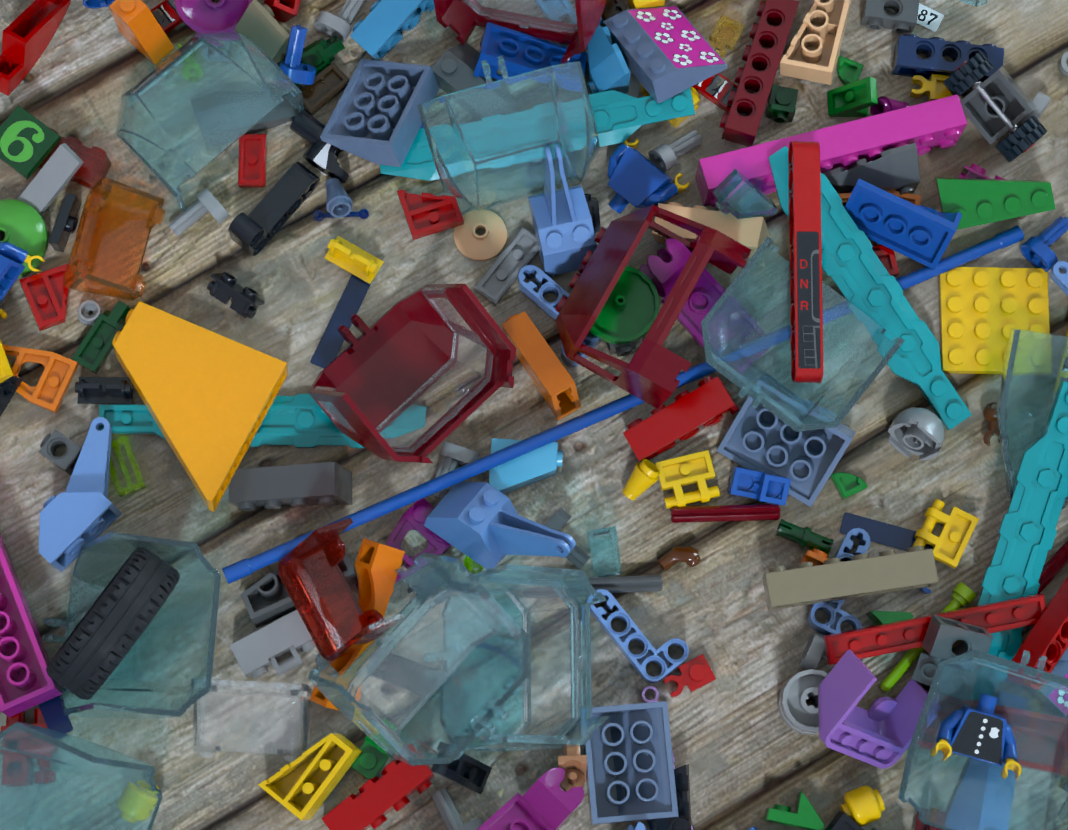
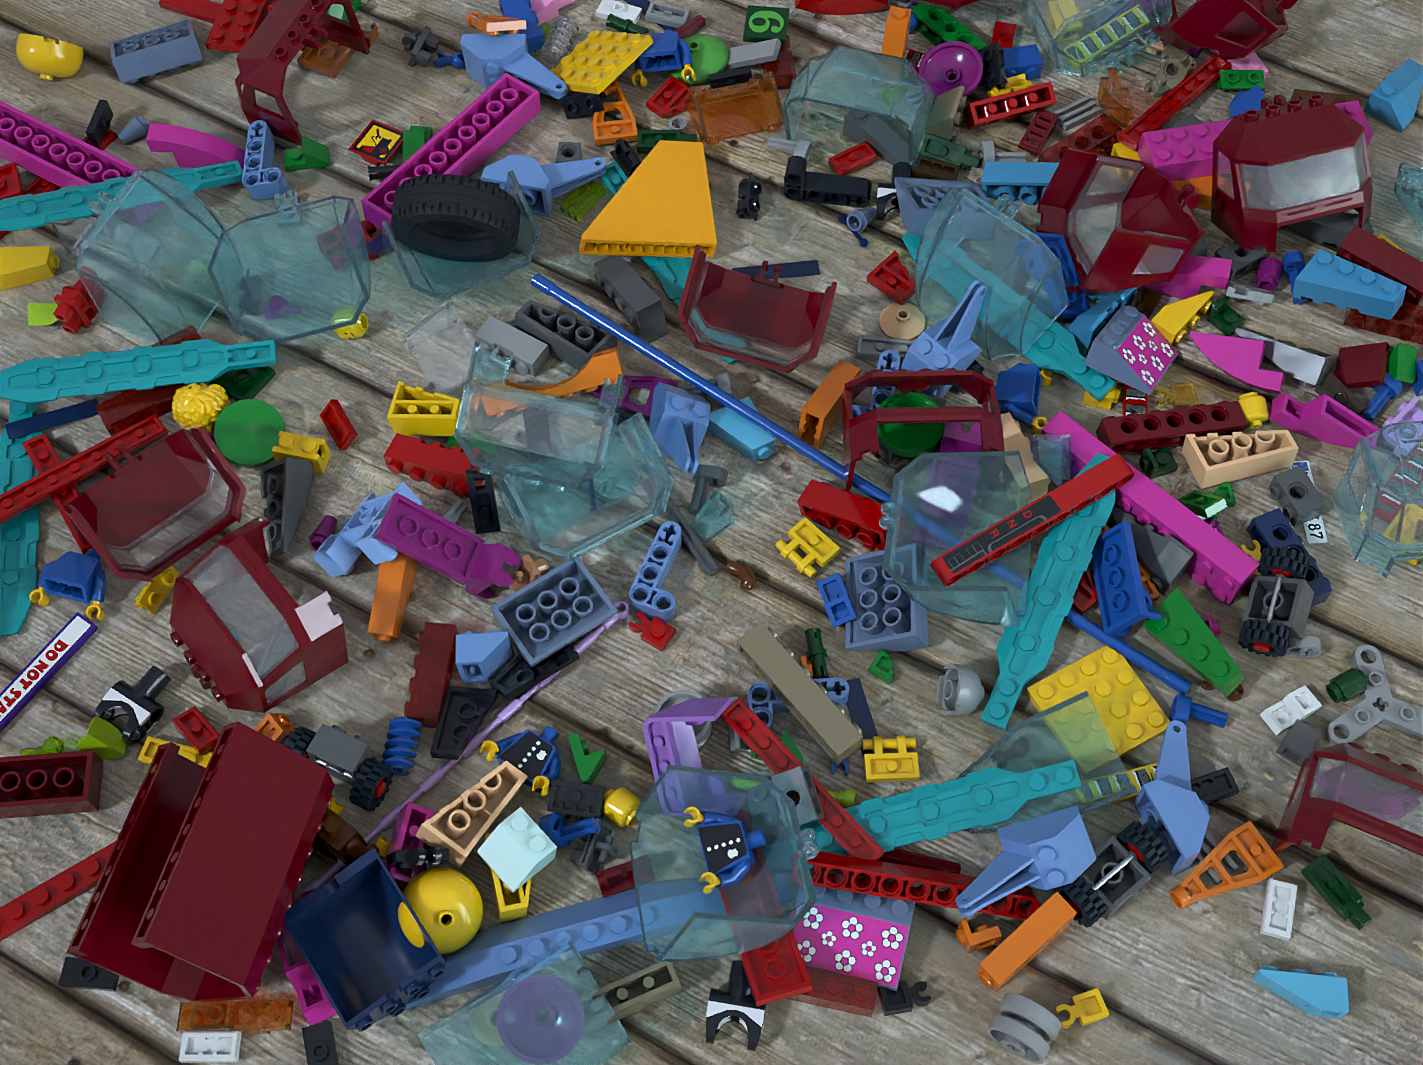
camera: 65 degrees right, 15 degrees down
(292, 67) = (933, 138): blue piece -> none
(325, 597) = (563, 340): clear red windscreen -> none
(353, 259) = (825, 252): yellow hinge -> none
(641, 479) = (785, 513): yellow cone -> none
(666, 155) = (1052, 403): light grey piece -> none
(725, 513) = (799, 589): dark red axle -> none

